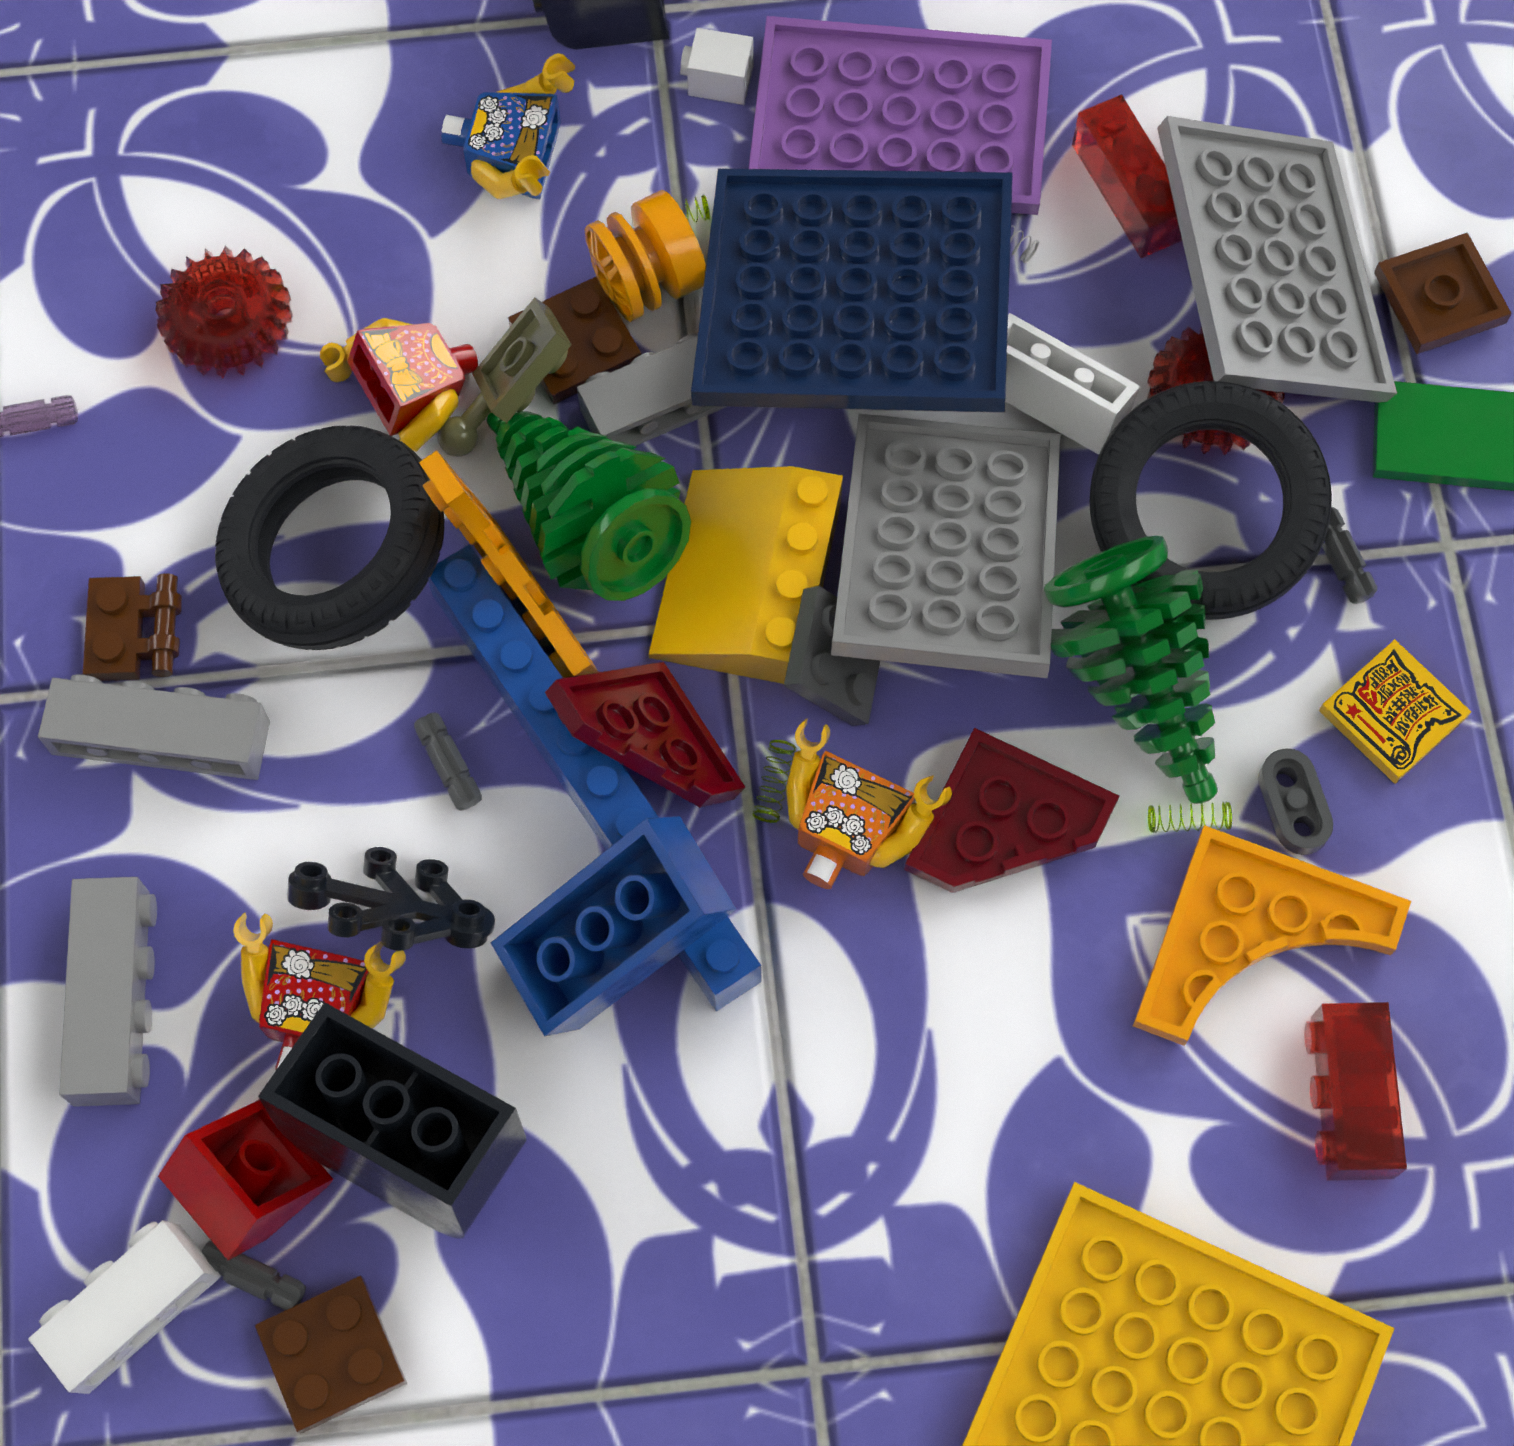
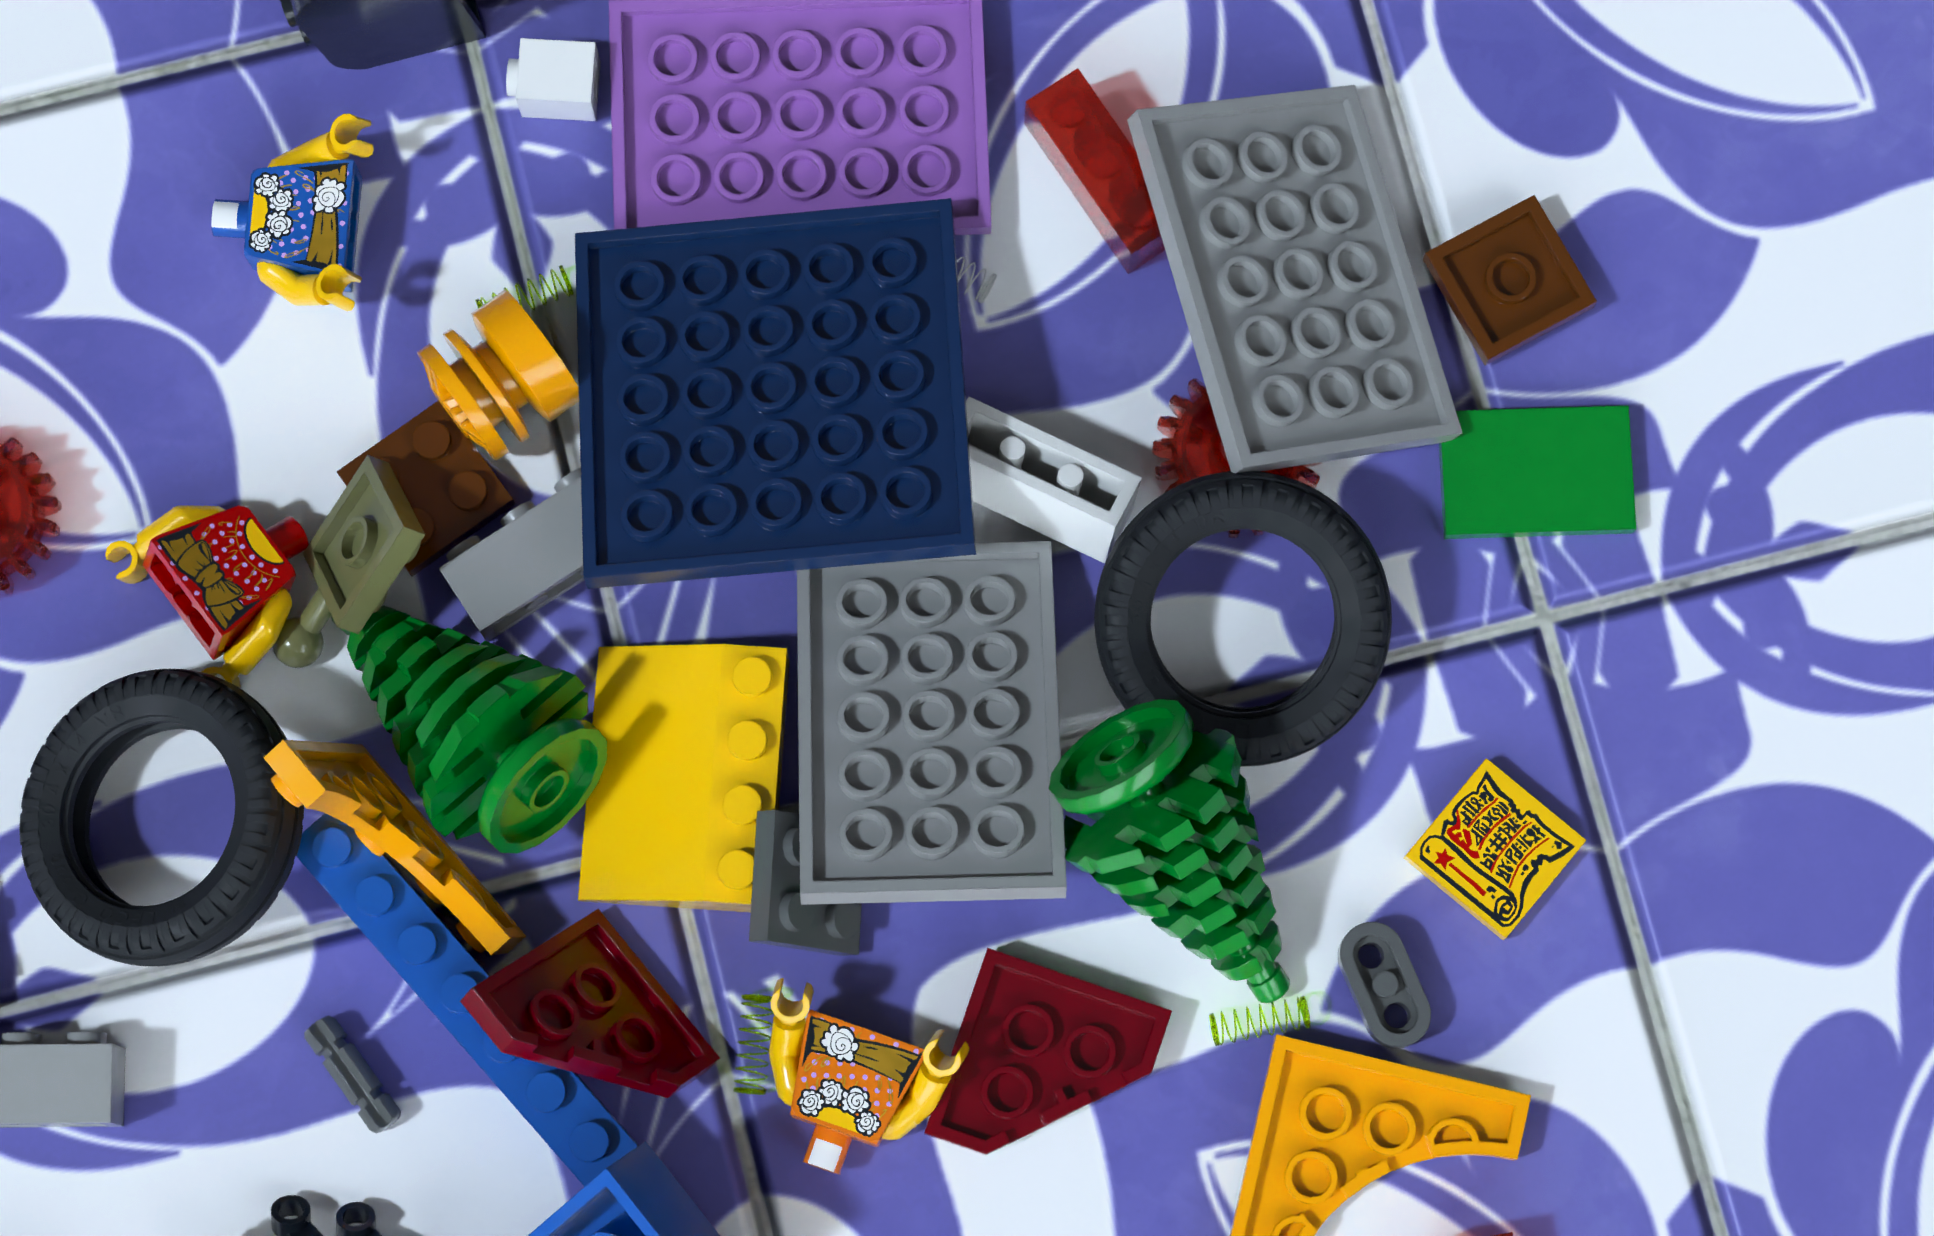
camera: 10 degrees left, 10 degrees up
(1347, 561) = (1420, 658): dark grey axle -> none

